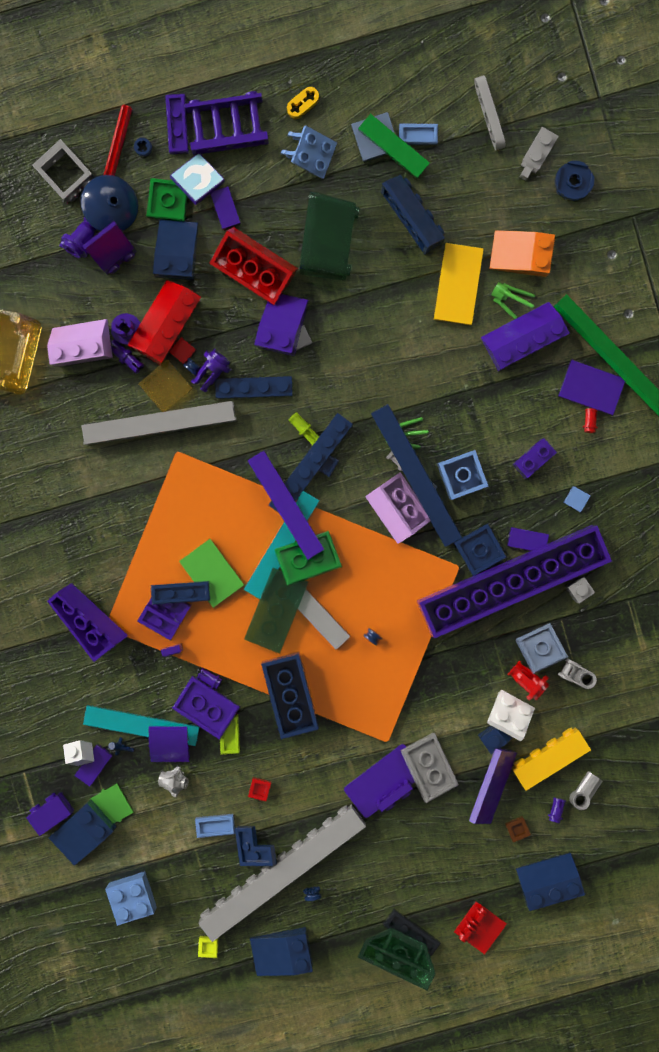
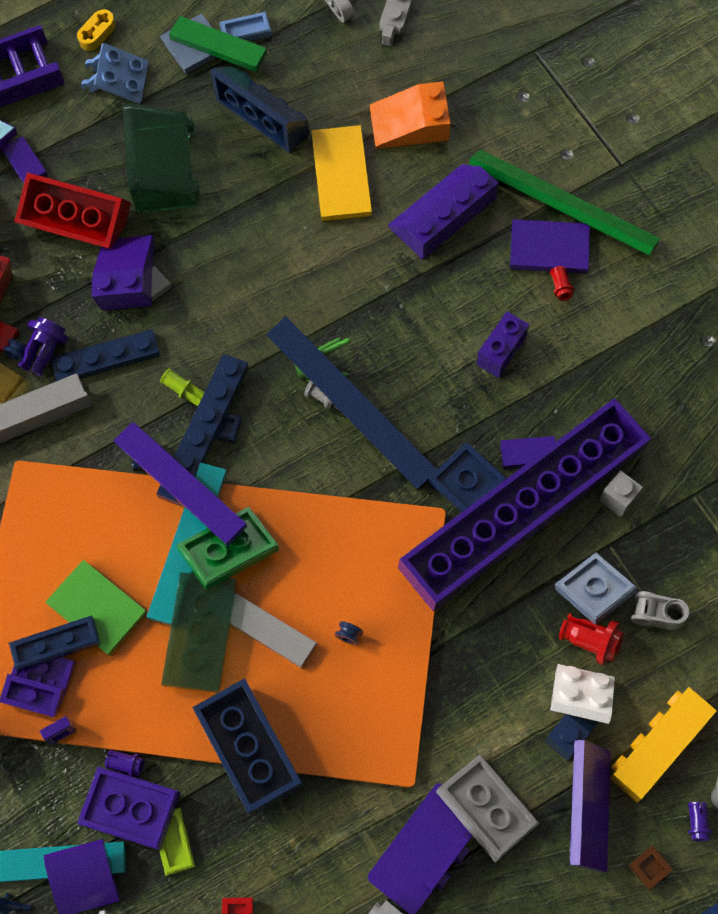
camera: 10 degrees left, 20 degrees down
(398, 508) = (338, 454): lavender slope -> none
(462, 475) = (412, 387): medium blue brick -> none
(502, 292) = (399, 166): bright green plant -> none
(576, 499) = (577, 383): medium blue tile -> none
(584, 176) = (445, 40): dark blue plate -> none

